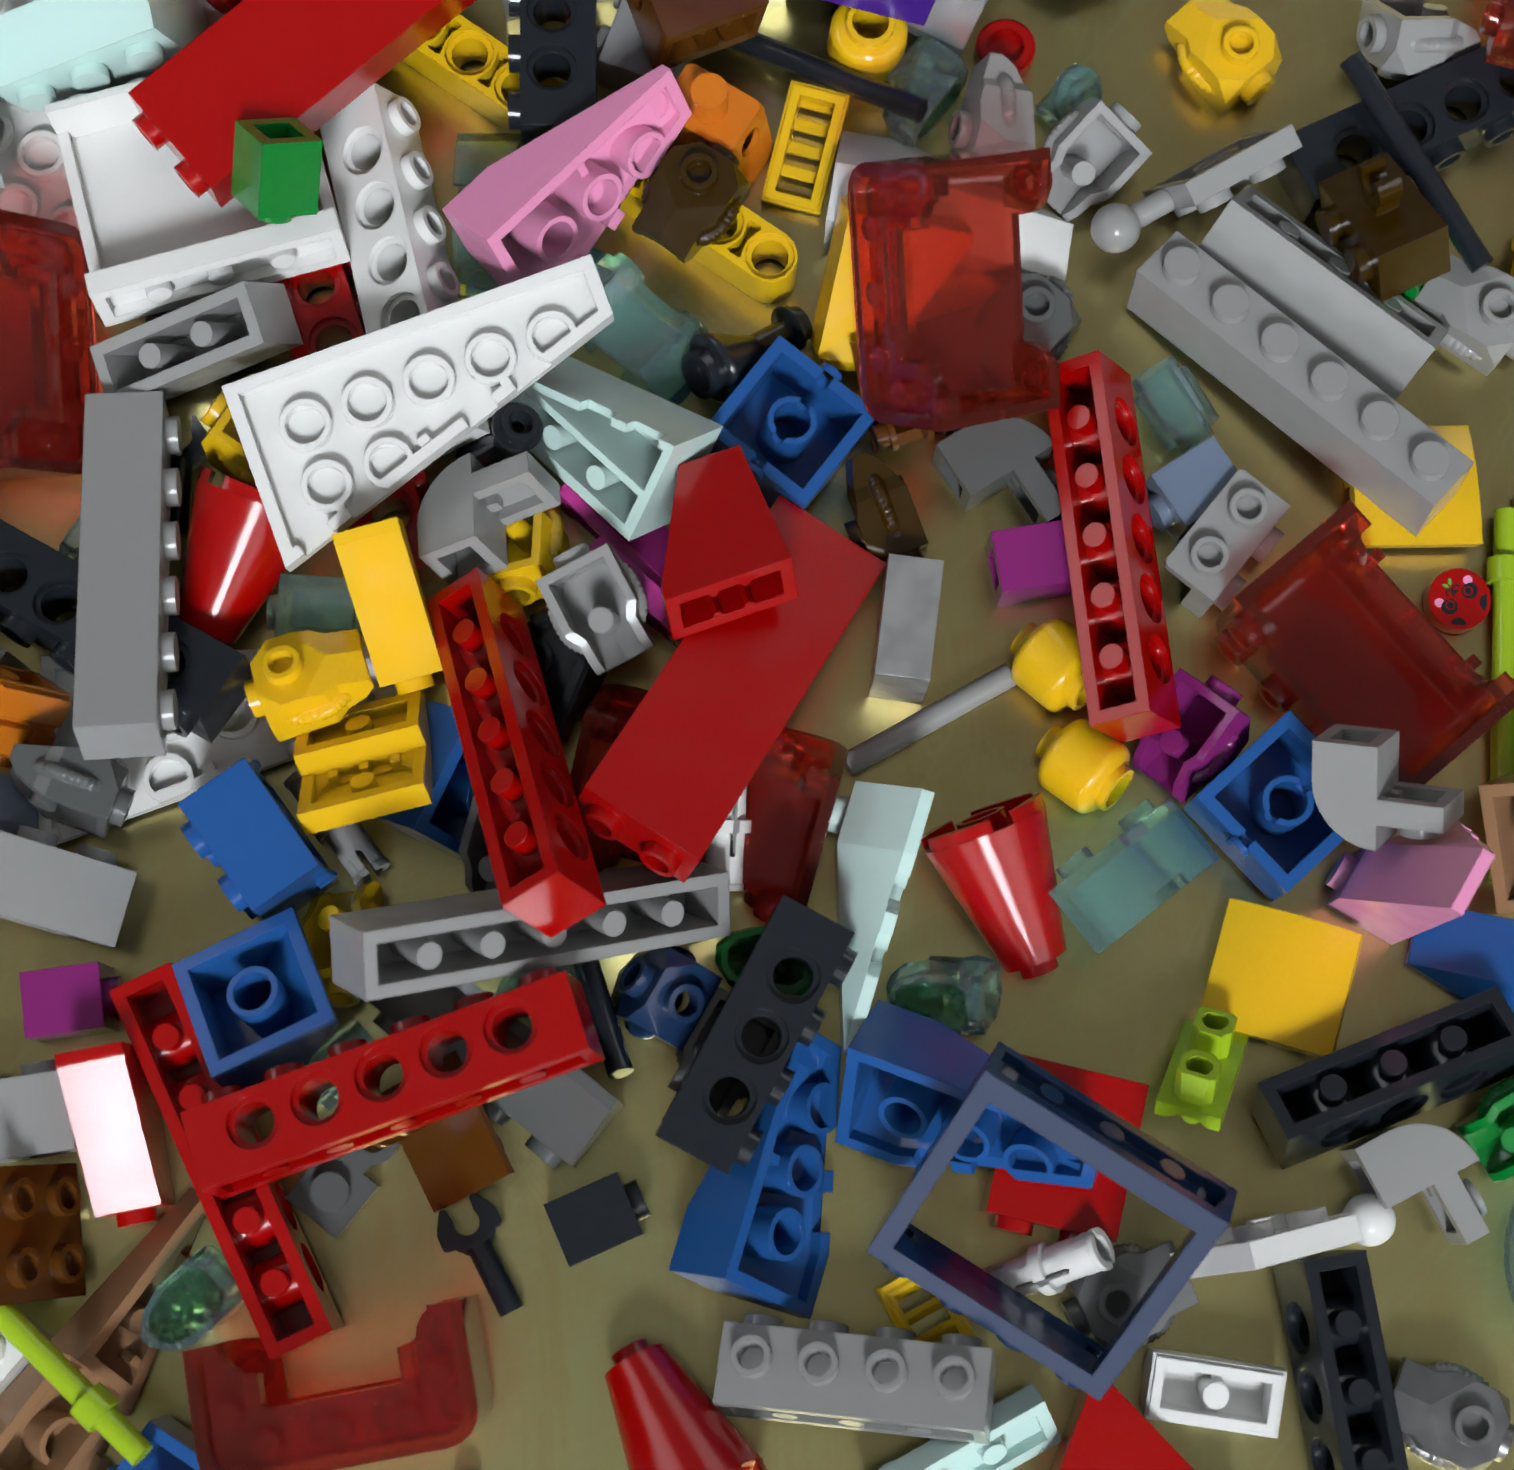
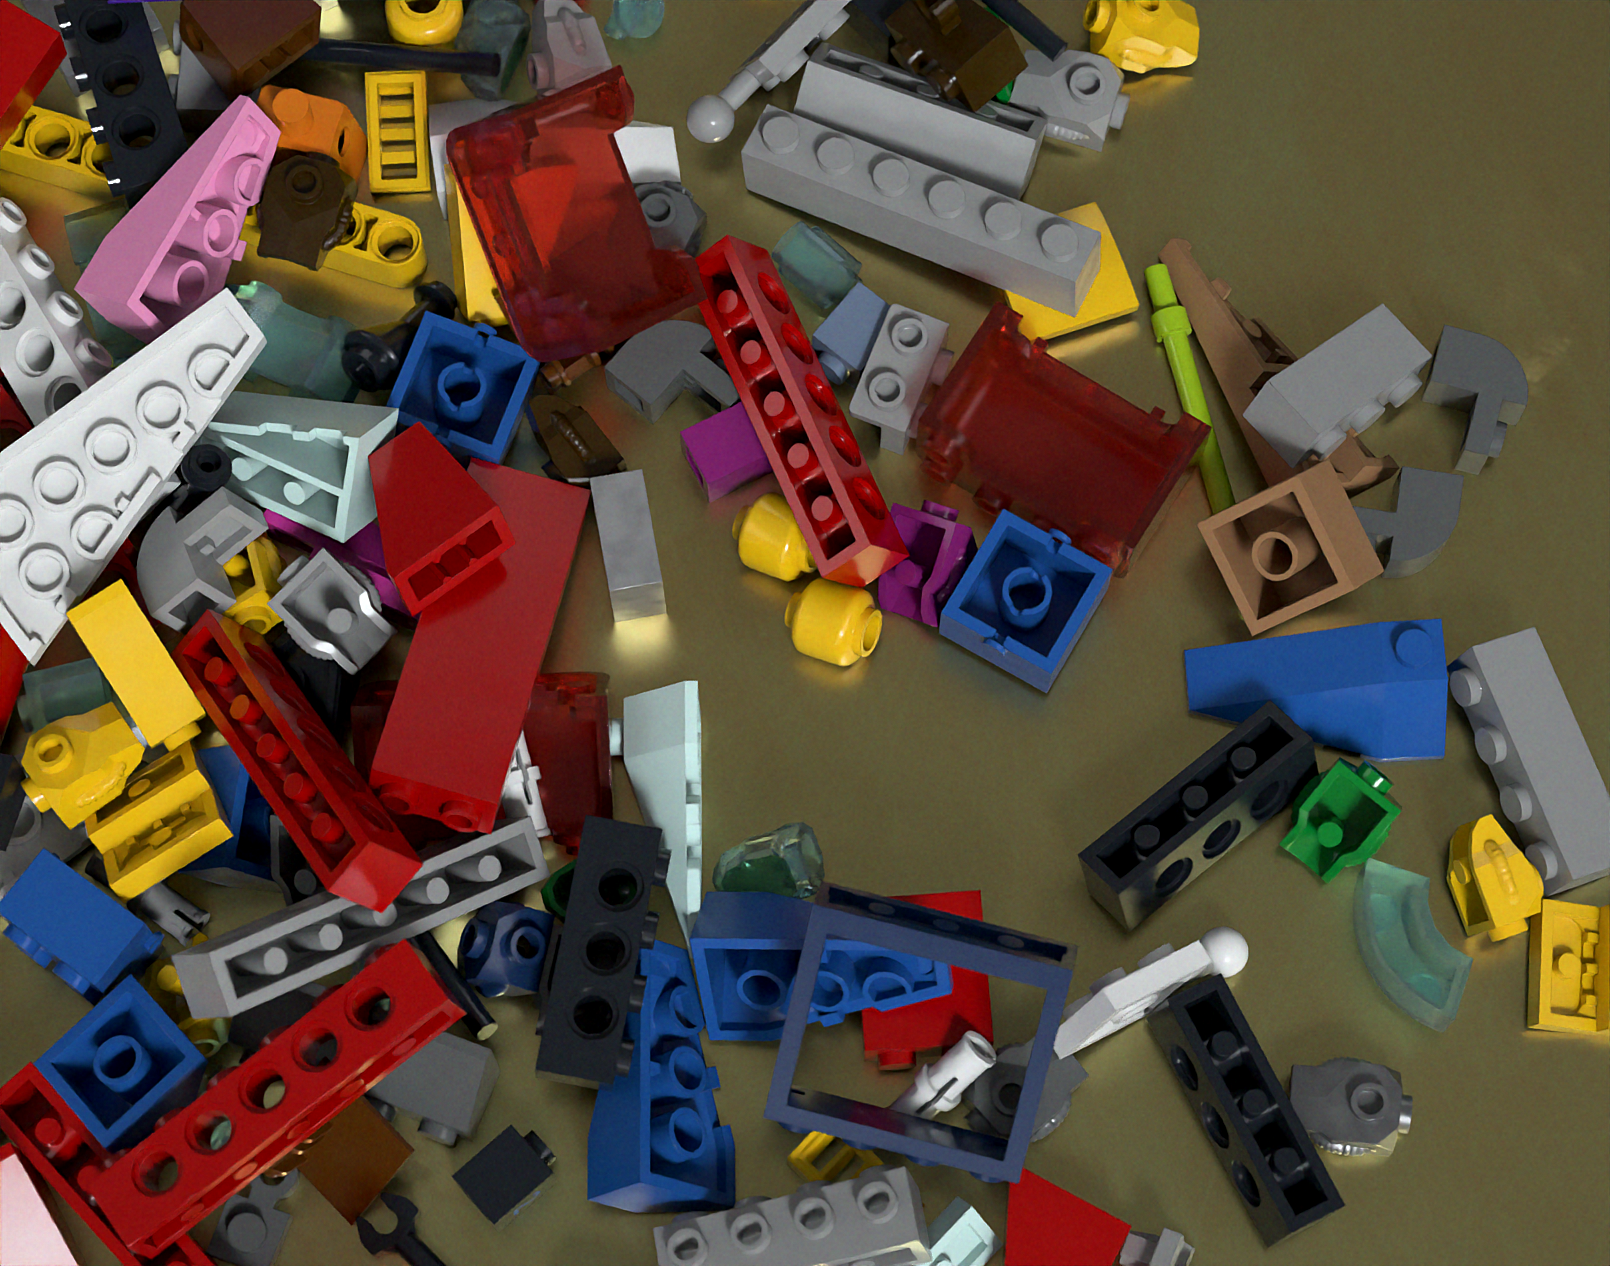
camera: 15 degrees left, 5 degrees down
(929, 719) = (677, 625): light grey bar -> none
(1001, 876) = (792, 749): red cone -> none
(1092, 155) = (667, 60): light grey hand -> none
(1132, 874) = (906, 703): clear light blue brick -> none
(1203, 1069) = (1027, 861): lime hips -> none
(1212, 1392) = (1126, 1152): white brick -> none
(1283, 976) = (1075, 758): yellow slope -> none
(1360, 790) = (1085, 559): light grey brick -> none
(1409, 882) = (1152, 634): bright pink wedge -> none
(1423, 1160) = (1254, 881): light grey brick -> none
(1456, 601) = (1134, 365): red tile -> none

